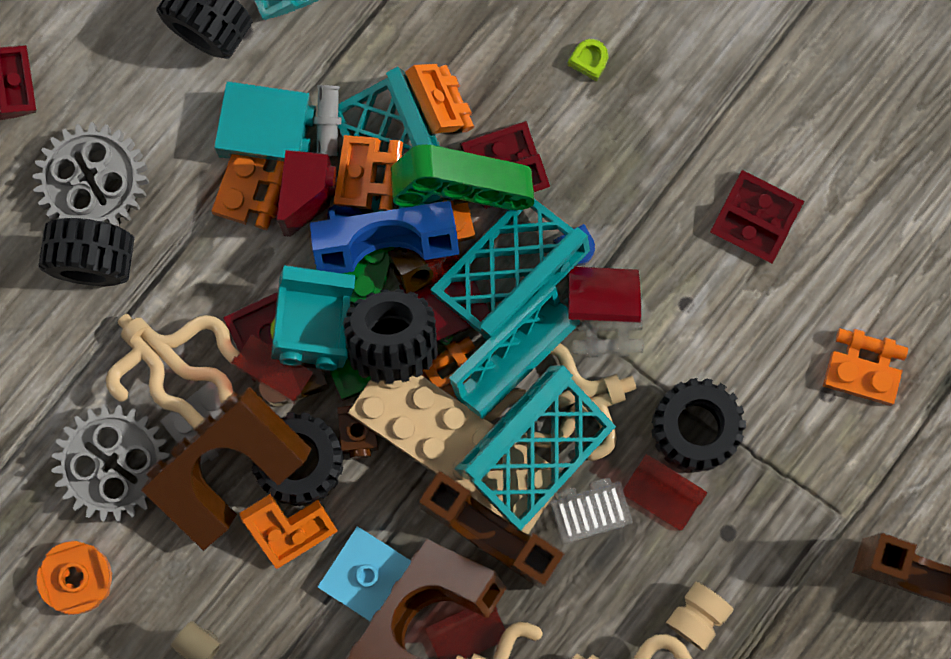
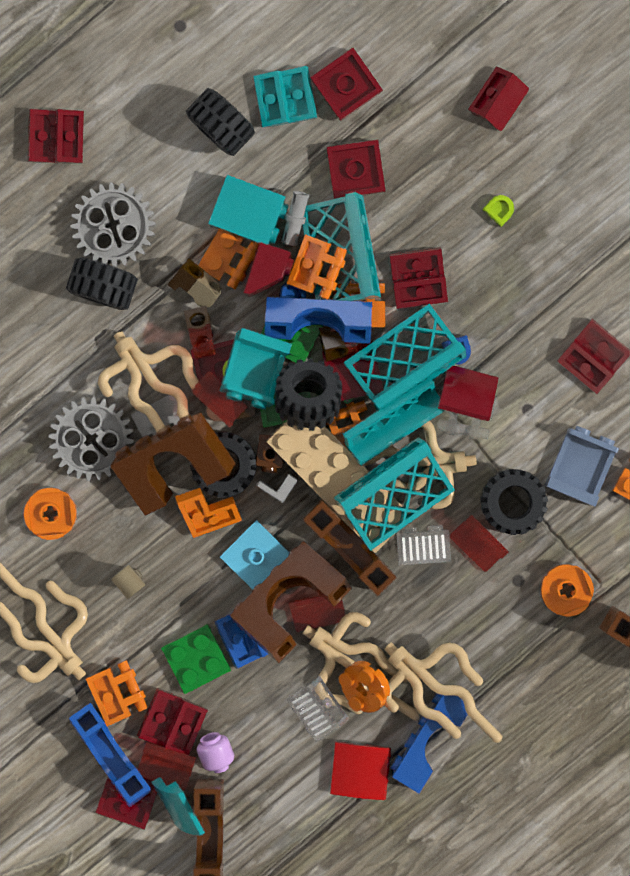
camera: 15 degrees right, 10 degrees up
(215, 229) = (196, 283): none -> leg
(231, 289) = (200, 331): none -> clear red leg
(385, 474) = (283, 491): none -> light grey panel
(392, 41) = (356, 168): none -> dark red plate
(439, 98) = (381, 220): orange plate -> none
(460, 176) = (383, 288): green beam -> none
(699, 616) = (483, 635): tan wheel -> none
(776, 360) = (581, 465): none -> sand blue panel
(817, 535) = (581, 595): none -> orange plate

